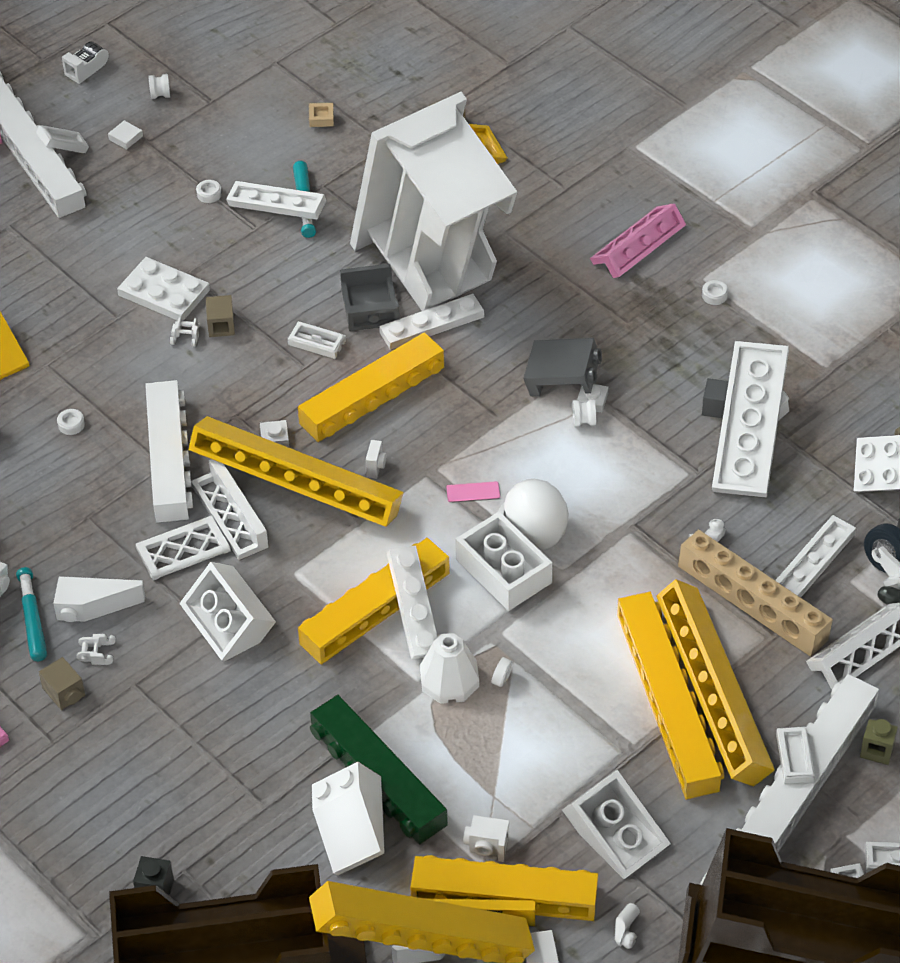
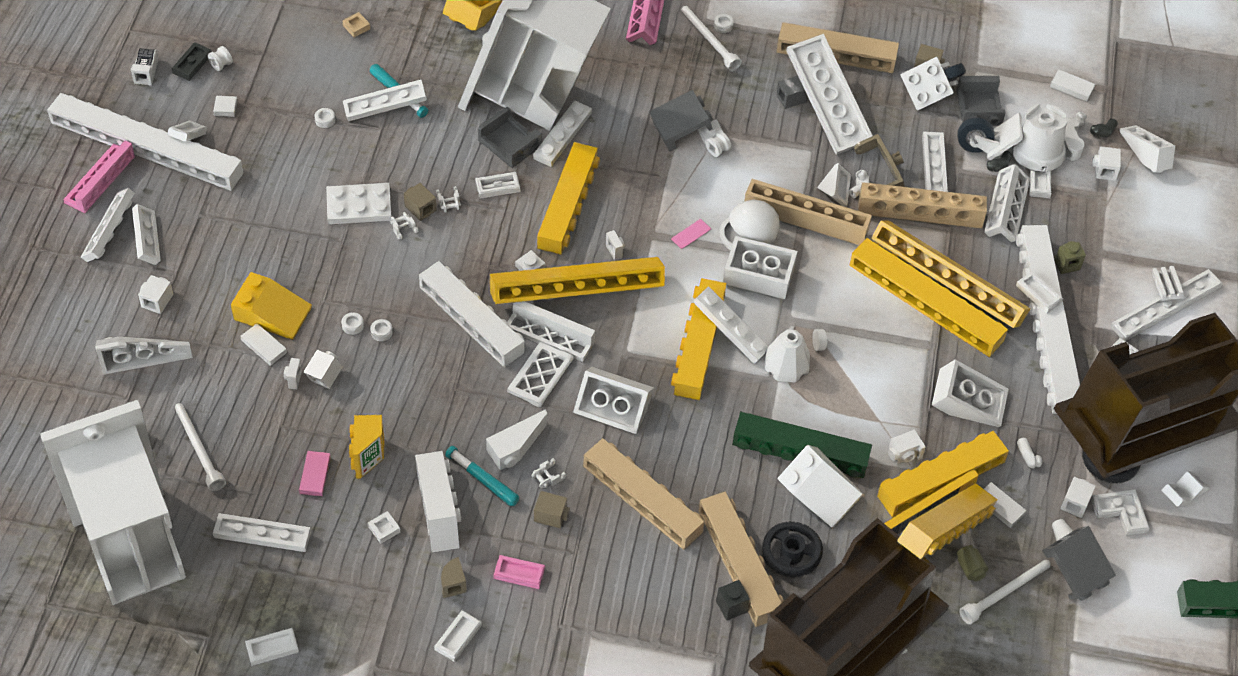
camera: 40 degrees left, 5 degrees up
(50, 401) = (352, 323): none -> white tile
(130, 77) = (191, 61): none -> pearl dark grey plate
(167, 722) = (643, 493): none -> tan brick
(208, 832) = (740, 555): none -> tan brick
(261, 332) = (441, 200): none -> white piece
(263, 857) = (796, 541): none -> black wheel
(612, 531) = (812, 212): none -> tan brick
(679, 522) = (837, 184): none -> white slope
(683, 335) = (731, 60): none -> white piece
(762, 522) = (891, 160): none -> dark tan piece
(826, 381) = (847, 48): none -> tan brick

